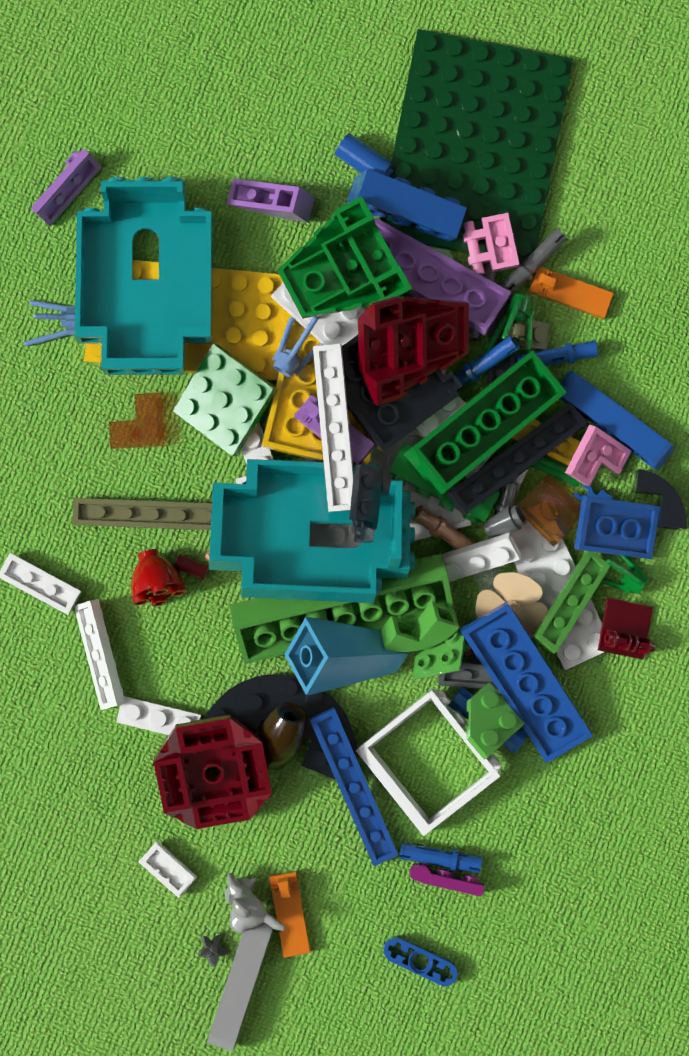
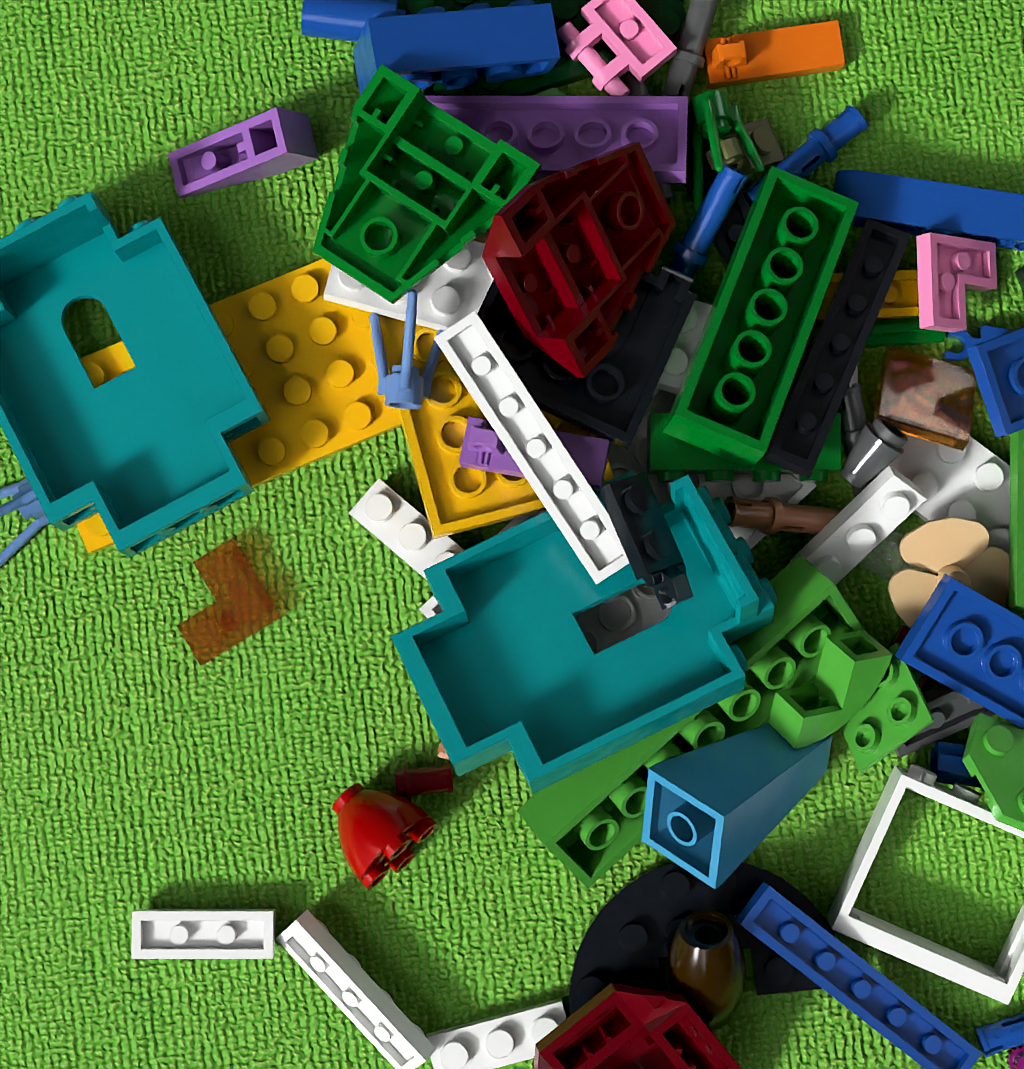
camera: 30 degrees left, 0 degrees up
(142, 514) = (304, 740): olive plate -> none
(225, 399) = (338, 496): plate -> none

